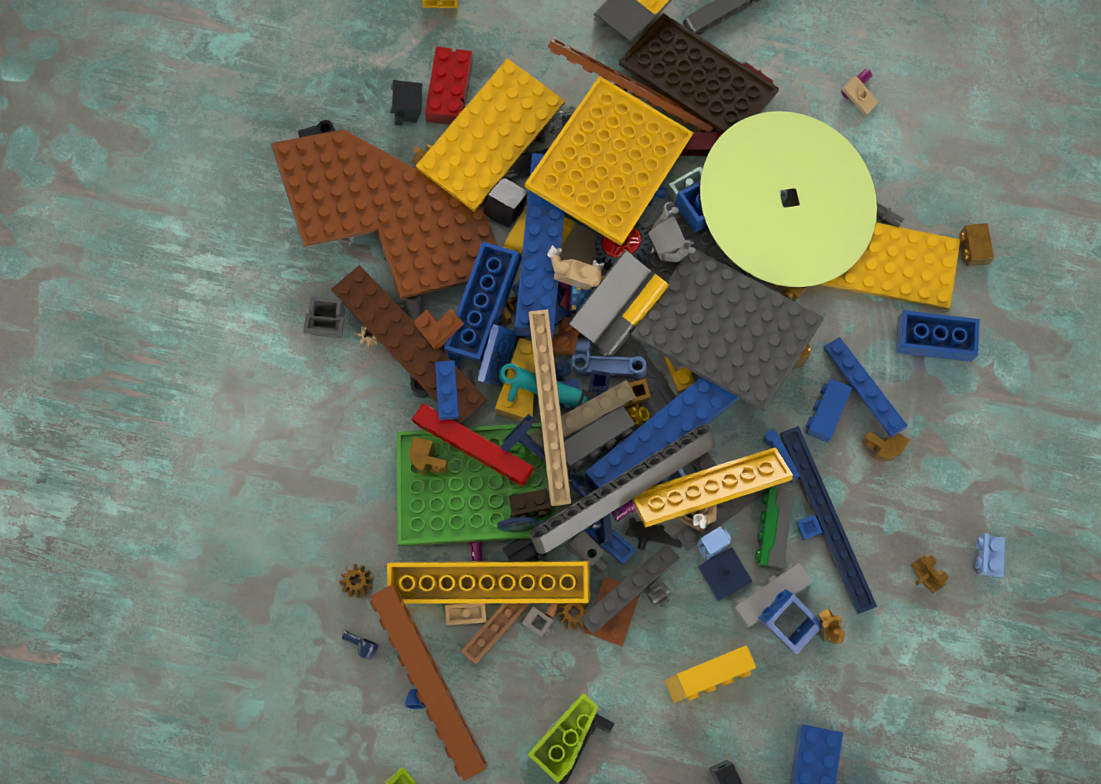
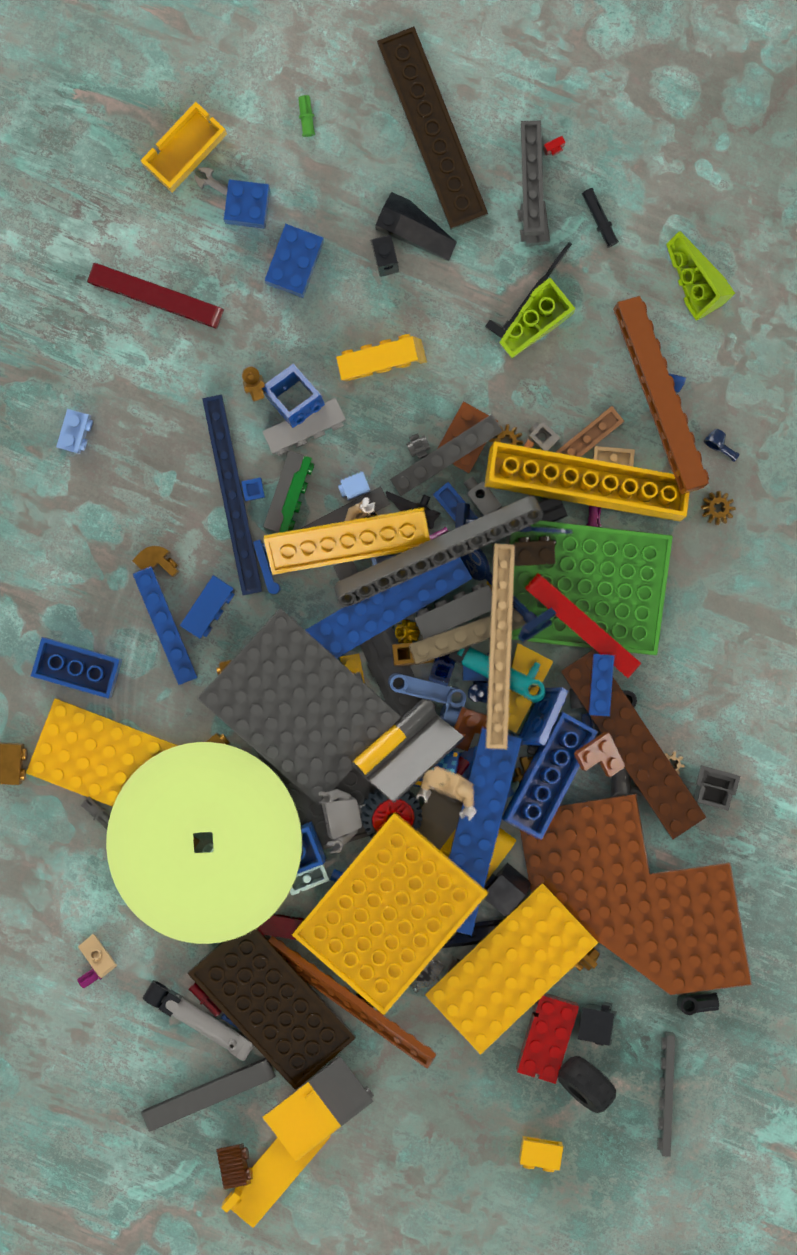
camera: 170 degrees left, 15 degrees up
(336, 62) = (666, 1085): none -> dark grey plate
(408, 48) = (587, 1084): none -> black tyre
(422, 460) = (637, 619): pearl gold brick -> none
(725, 574) = (347, 456): dark blue plate -> none
(784, 66) = (173, 1004): none -> light grey piece
(928, 575) = (144, 421): pearl gold hips -> none
(945, 701) = (155, 295): none -> dark red beam

